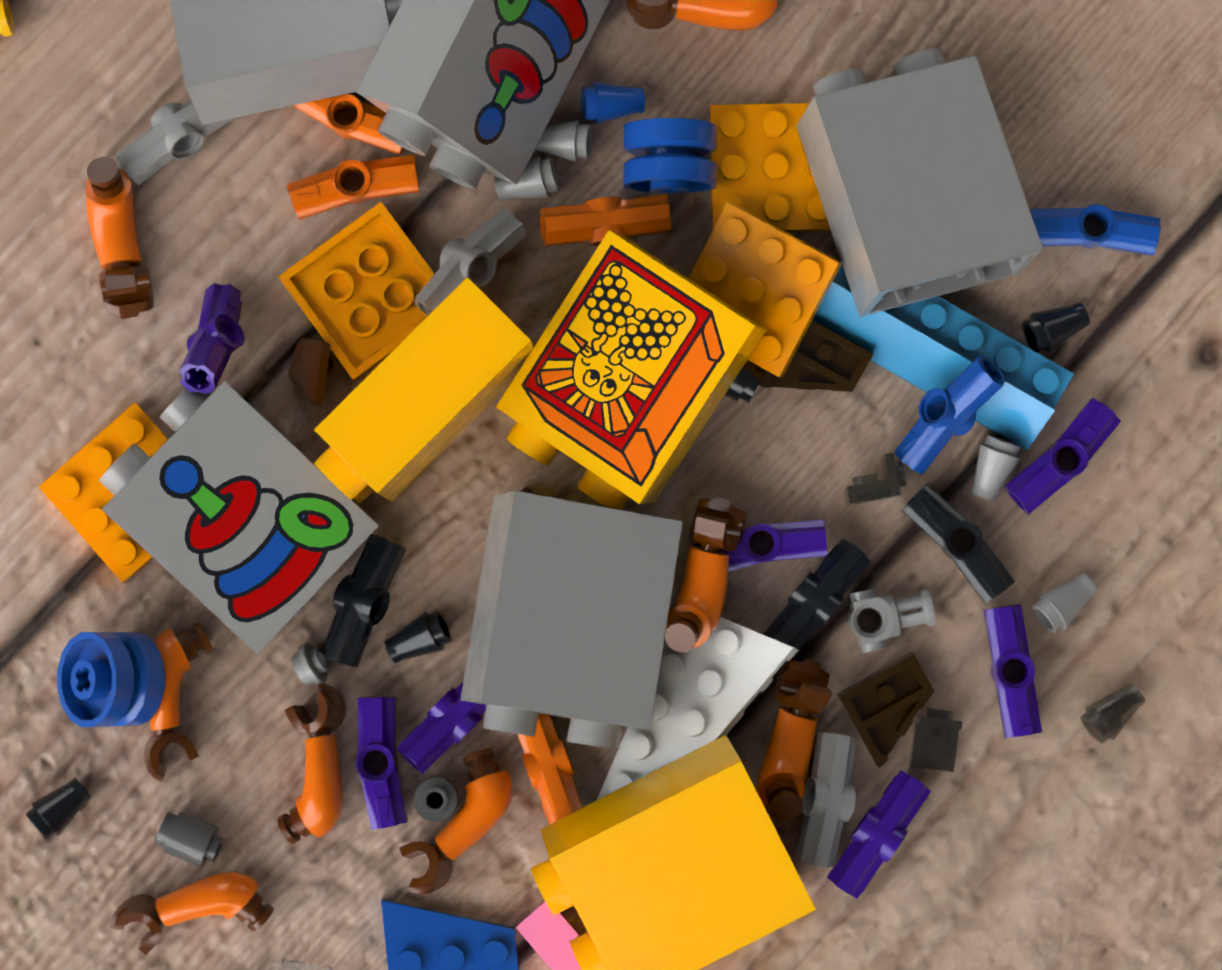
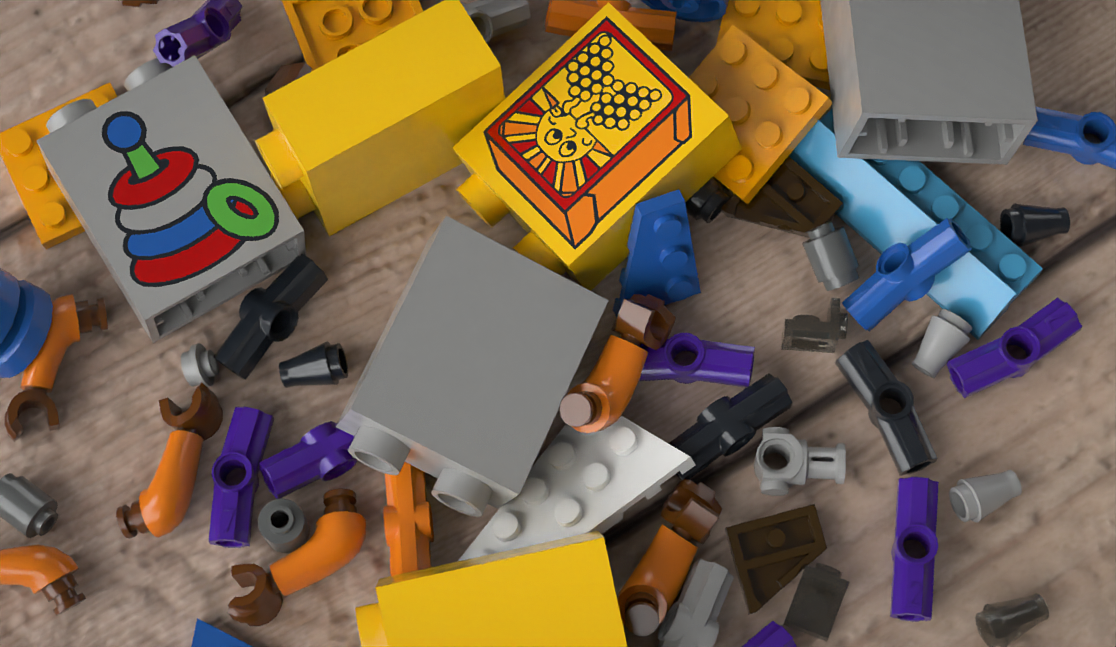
camera: 15 degrees right, 15 degrees down
(715, 459) = (660, 252): none -> blue wing
(874, 409) = (831, 256): none -> dark grey brick

